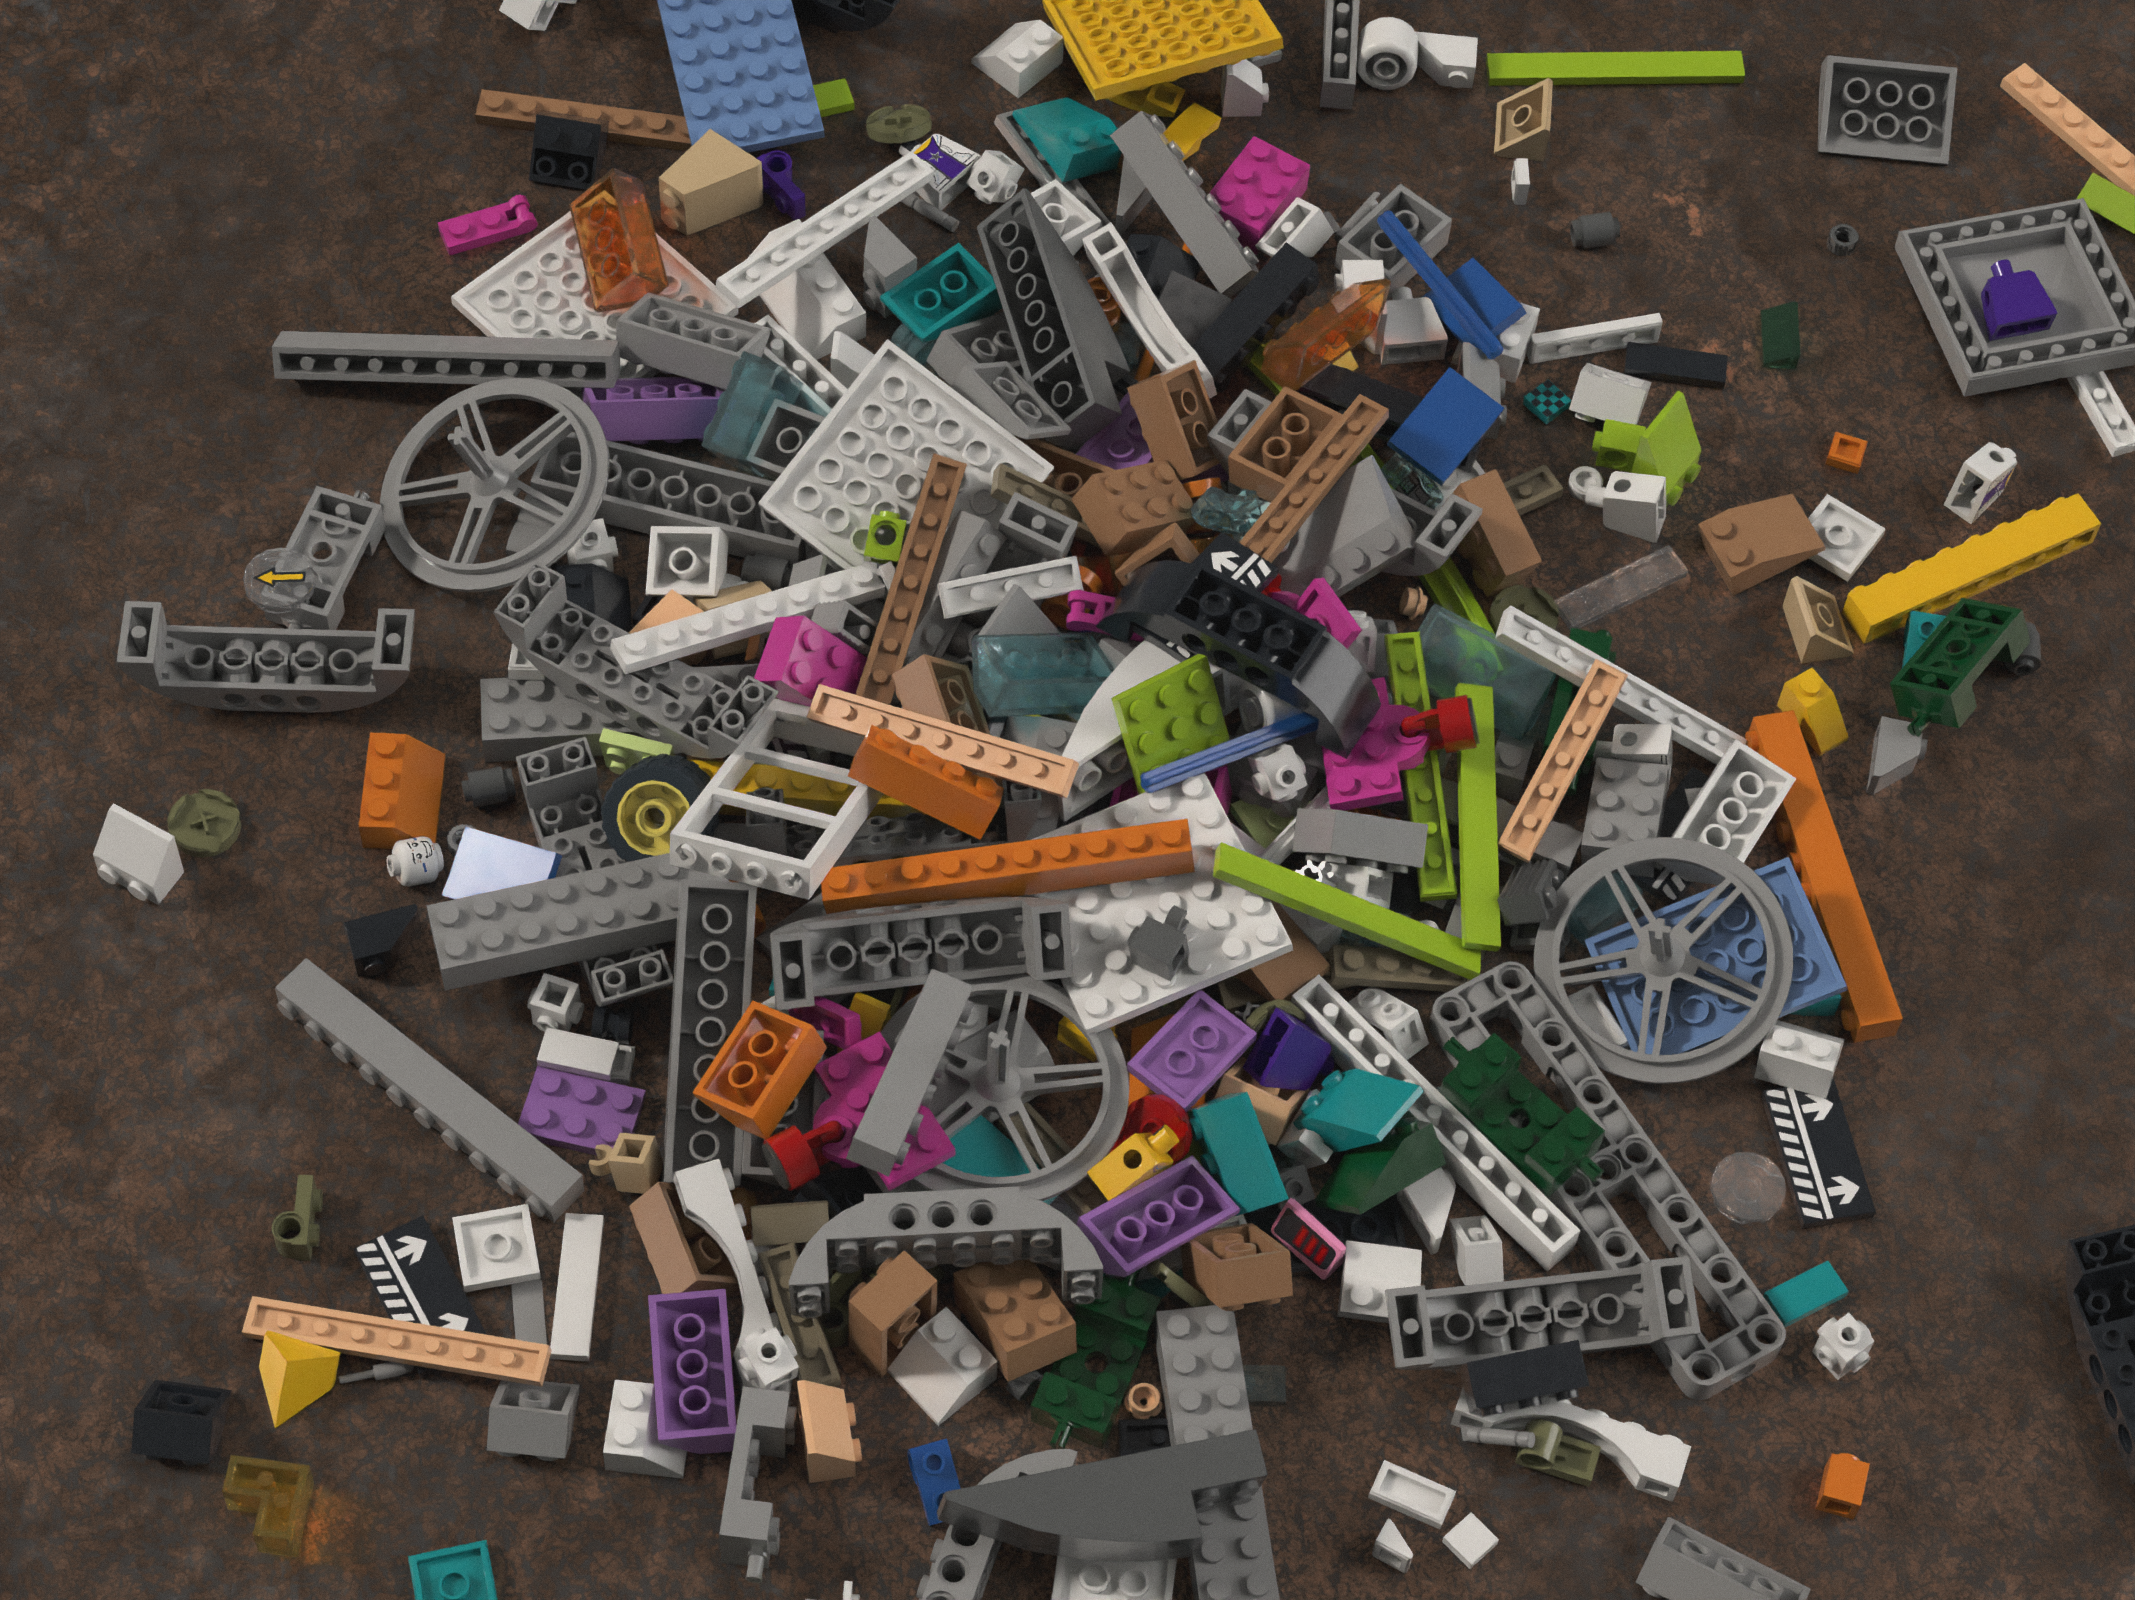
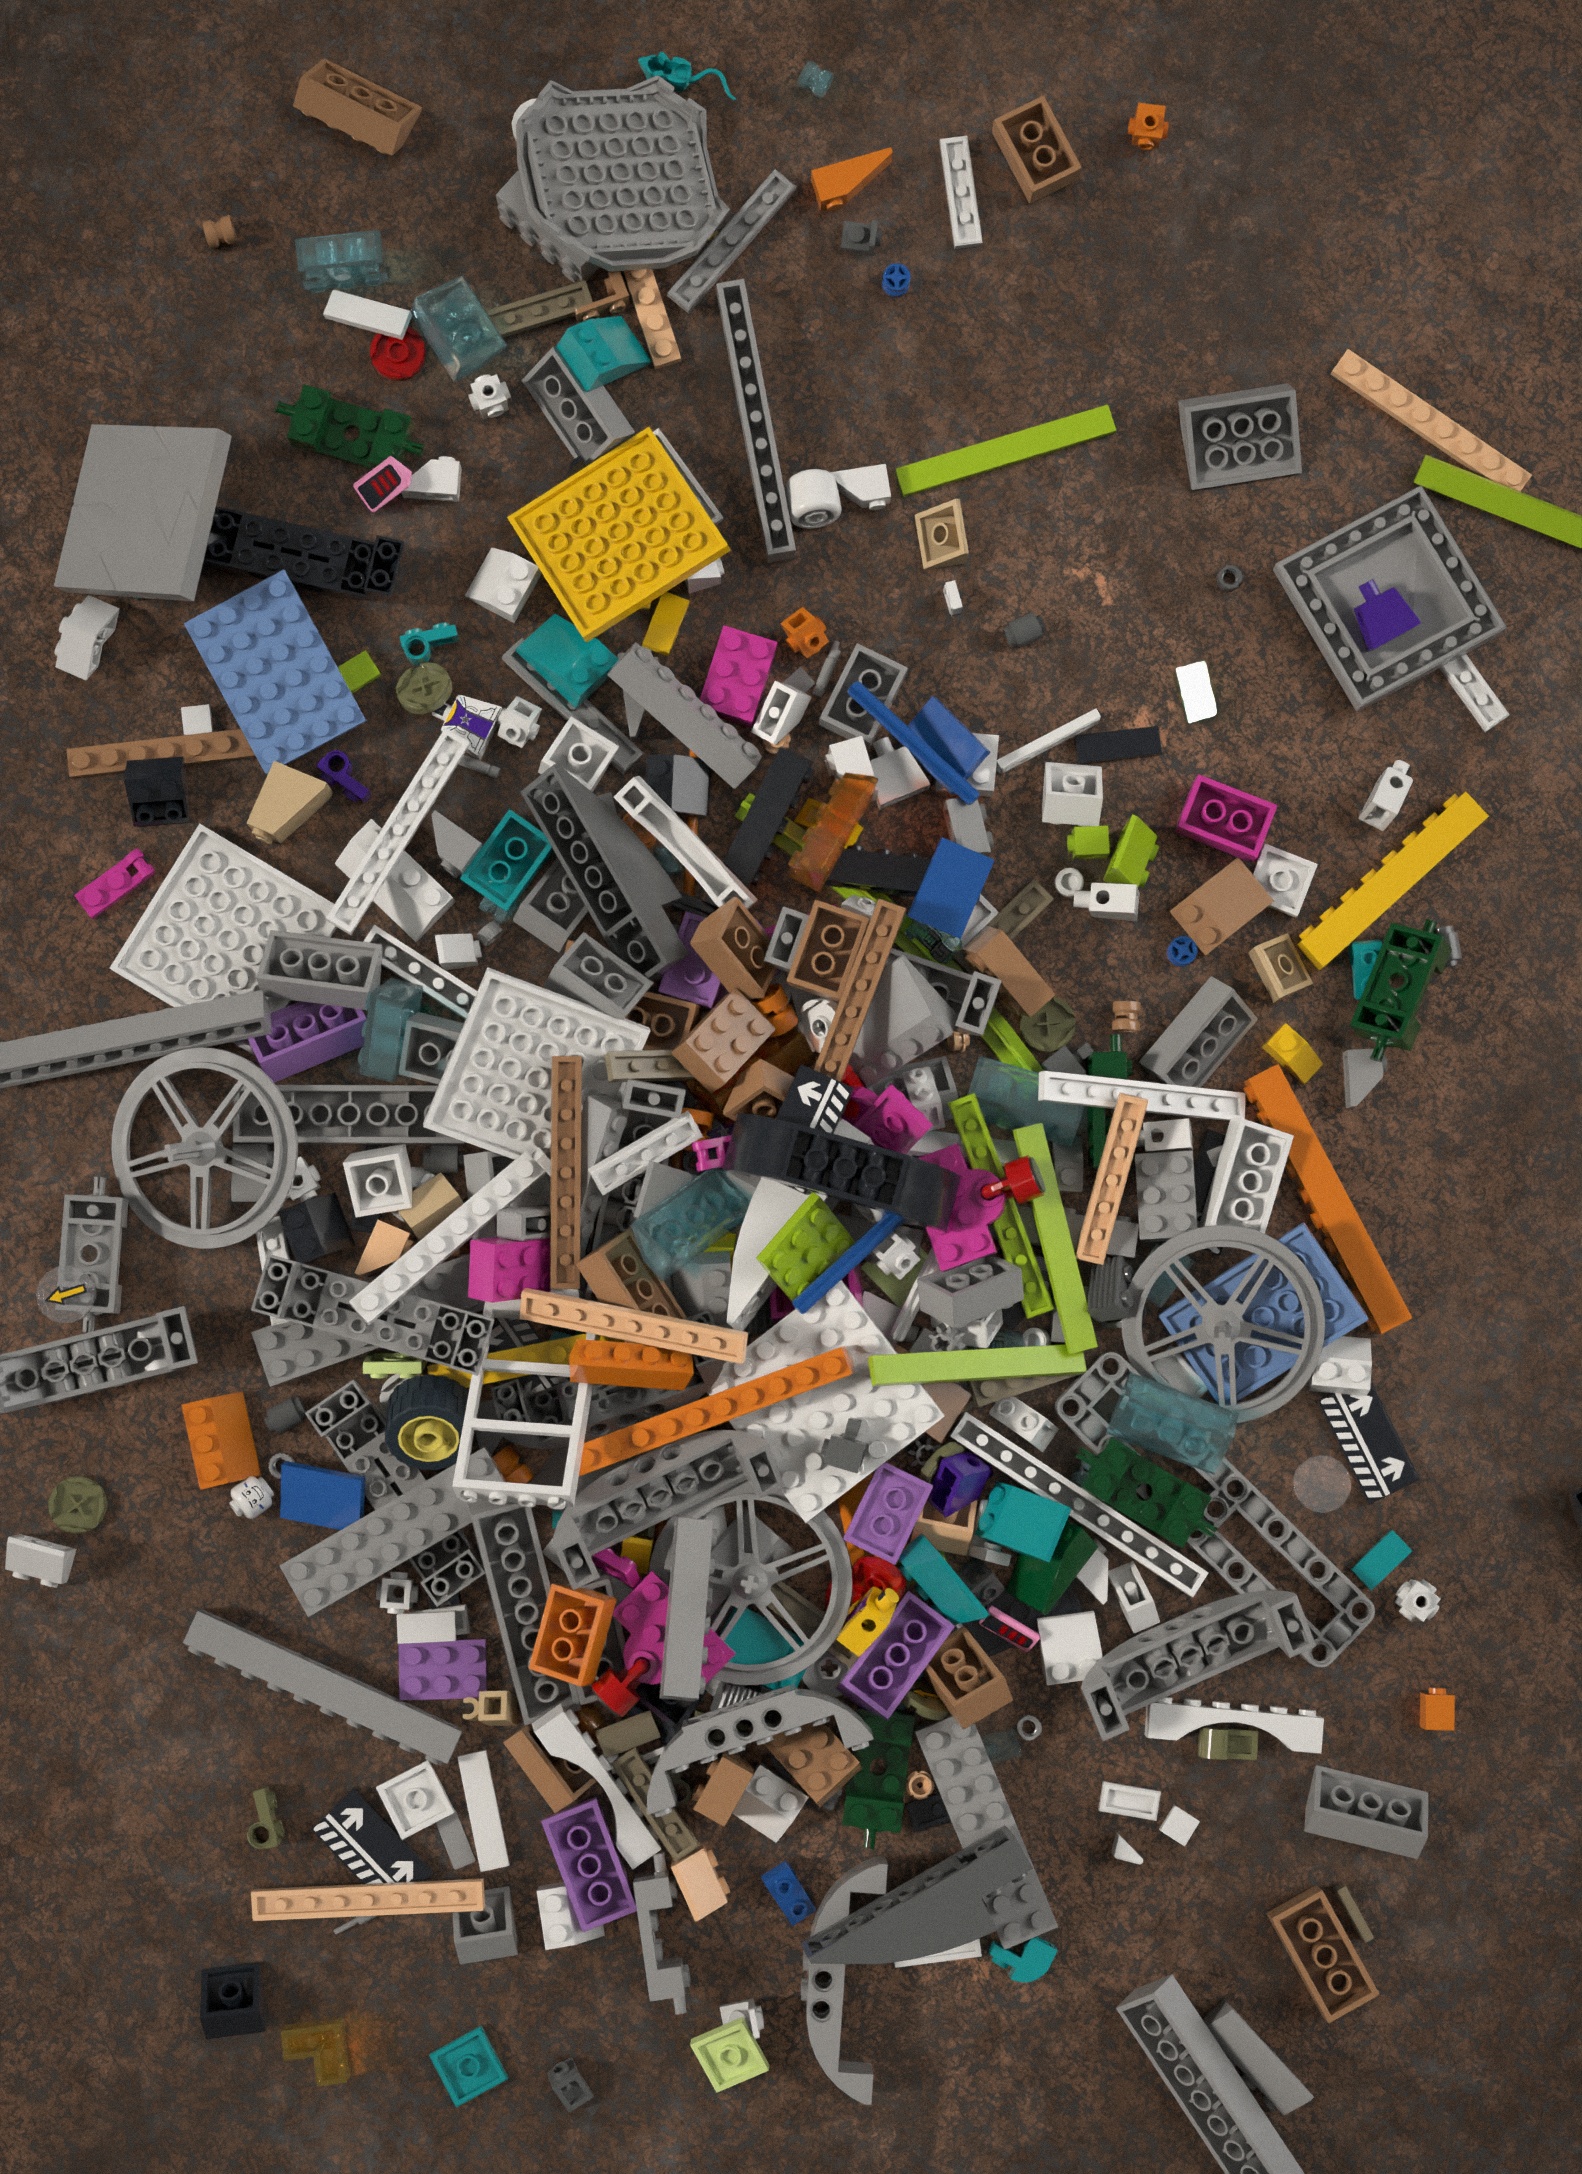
camera: 20 degrees left, 25 degrees up
(295, 1374) = (301, 1940): yellow slope -> none
(381, 938) = (246, 1573): black slope -> none
(618, 242) = (230, 884): clear orange slope -> none
(636, 96) = (197, 719): none -> white tile
(777, 1367) = (648, 1862): white brick -> none
(879, 553) = (535, 1143): lime brick -> none
(909, 84) = (440, 635): none -> teal plate
(1191, 305) = (715, 817): flat silver tile -> none
(1227, 511) = (793, 1026): clear light blue leg -> none
(1307, 1360) = (1030, 1736): none -> light grey axle
(1343, 171) = (805, 632): none -> orange brick
(1498, 1436) = (1183, 1747): light grey wheel -> none
(1524, 1378) = (1193, 1708): black brick -> none
(1547, 401) = (1021, 811): teal tile -> none
(1575, 1050) = (1172, 1423): none -> clear light blue slope
(1620, 588) = (1118, 975): clear tile -> none
(1622, 622) = (1126, 1016): none -> medium nougat wheel
(1702, 570) = (1185, 946): none -> blue wheel
(1712, 662) = (1199, 1037): none -> light grey slope
(1785, 454) = (1225, 818): none -> dark pink brick
(1846, 452) = (1272, 790): orange tile -> none

